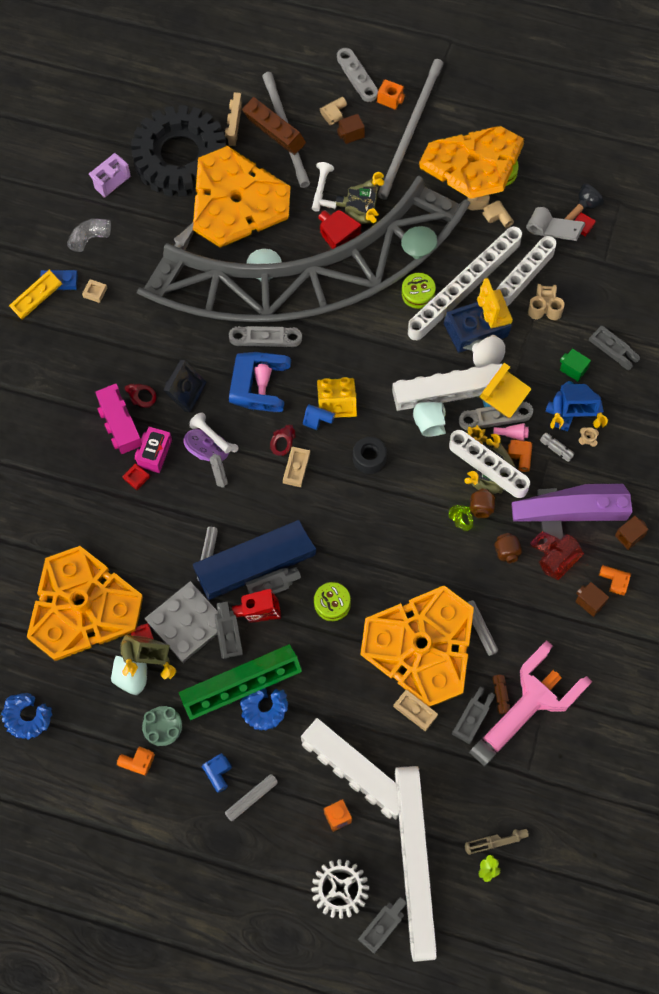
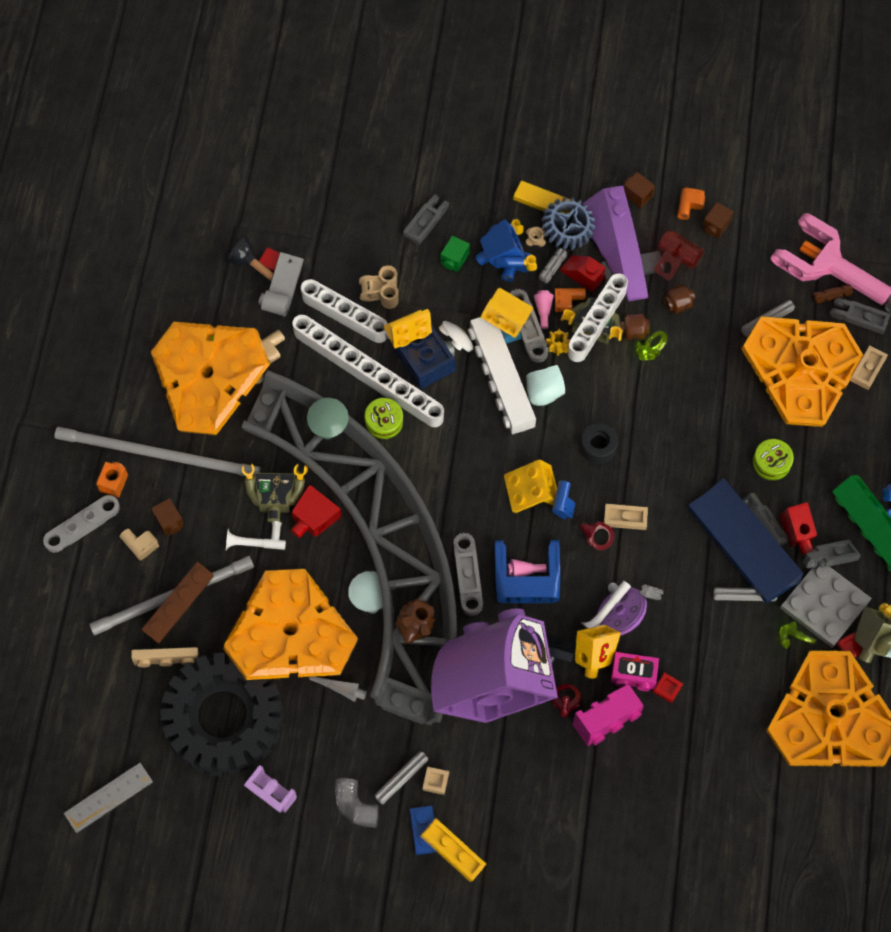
camera: 100 degrees left, 0 degrees up
(104, 269) = (401, 777): none -> light grey axle
(133, 78) = (108, 797): none -> light grey tile
(163, 321) = (494, 669): none -> medium lavender brick
(165, 585) = (791, 629): none -> clear neon green piece
(176, 417) = (596, 648): none -> yellow torso
(221, 279) = (415, 620): none -> reddish brown animal
(546, 471) = (584, 271): none -> red slope
(585, 452) = (583, 229): none -> sand blue gear
(628, 450) = (536, 196): none -> yellow tile

